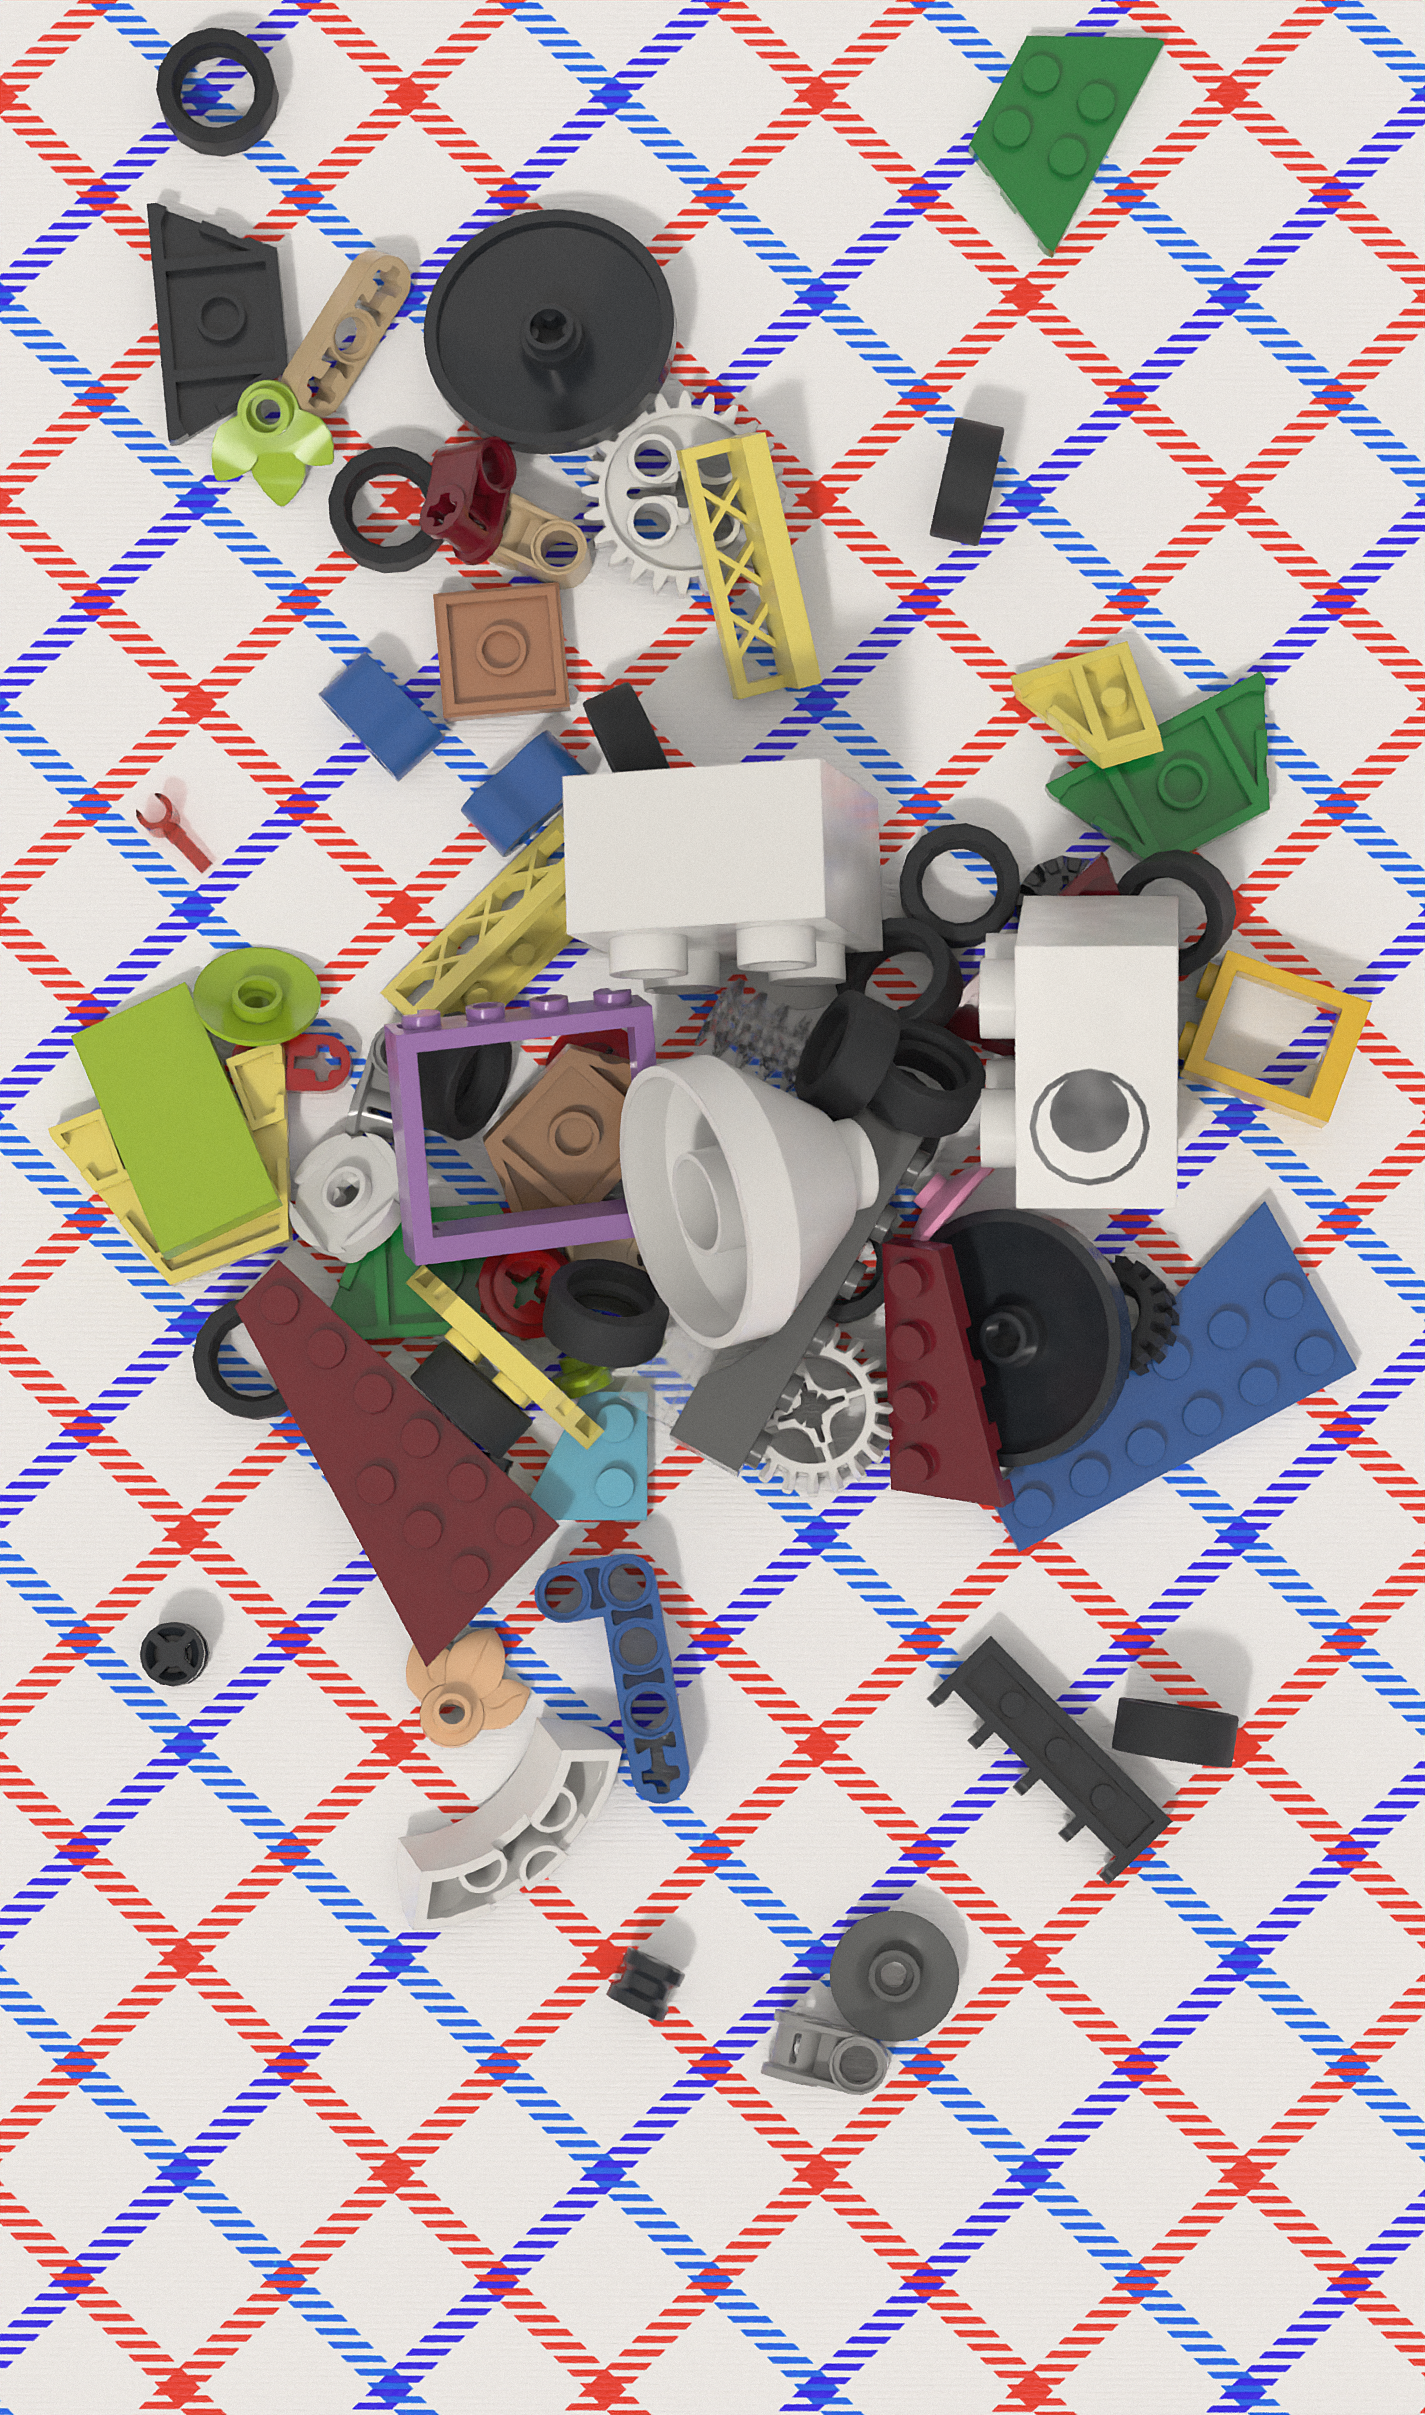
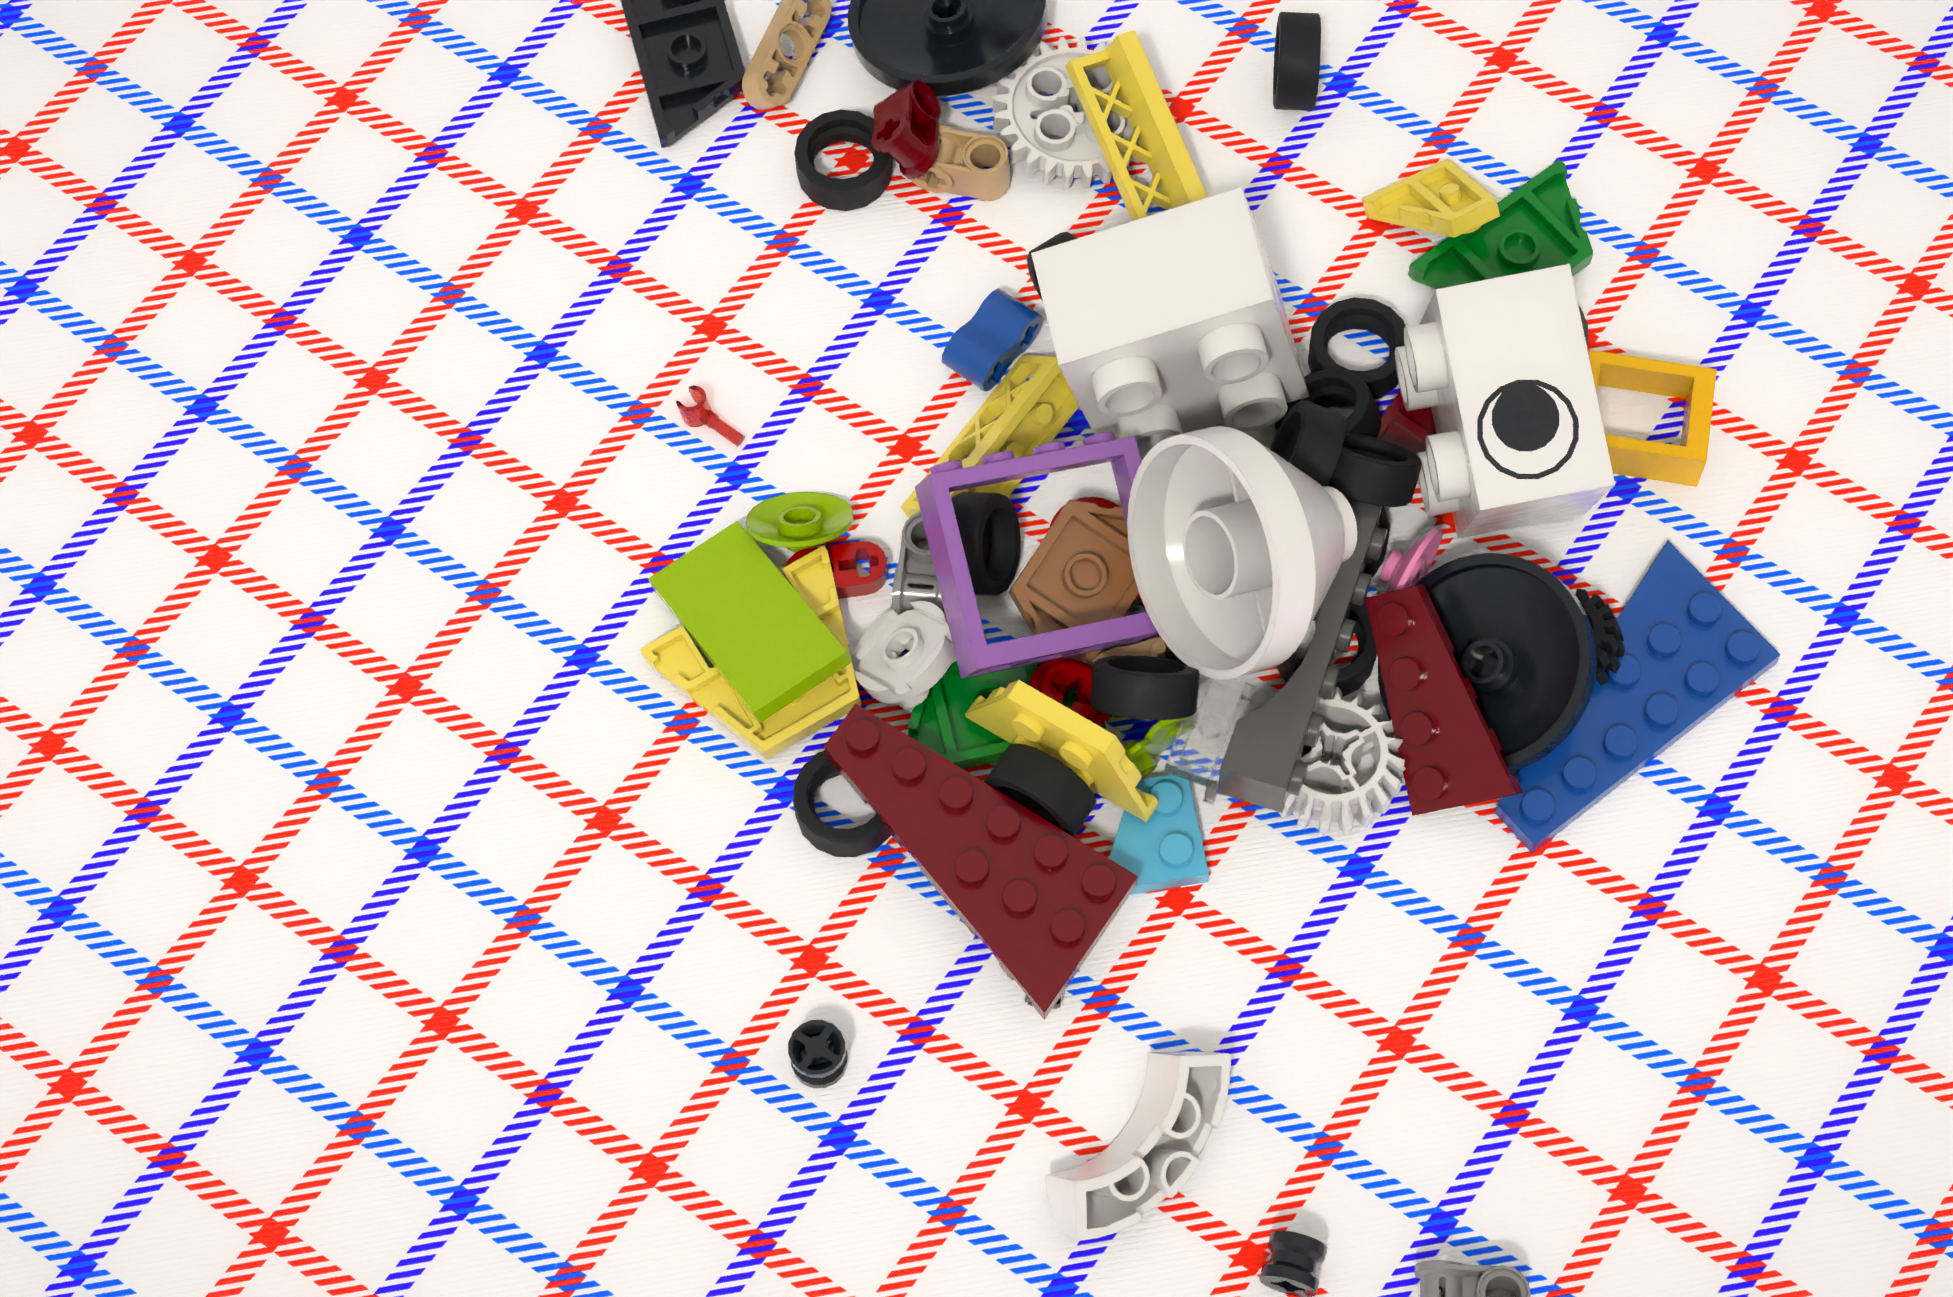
camera: 15 degrees left, 20 degrees down
(271, 450) = (744, 134): lime plate -> none
(381, 716) = (864, 303): blue axle -> none
(471, 1680) = (1078, 1034): light nougat plate -> none
(501, 652) = (952, 245): nougat plate -> none
(629, 1678) = (1223, 1002): blue beam -> none
(902, 2010) = (1518, 1189): dark grey dish -> none
(1056, 1754) = (1608, 1005): black hinge -> none
(1175, 1732) = (1710, 959): black tyre -> none

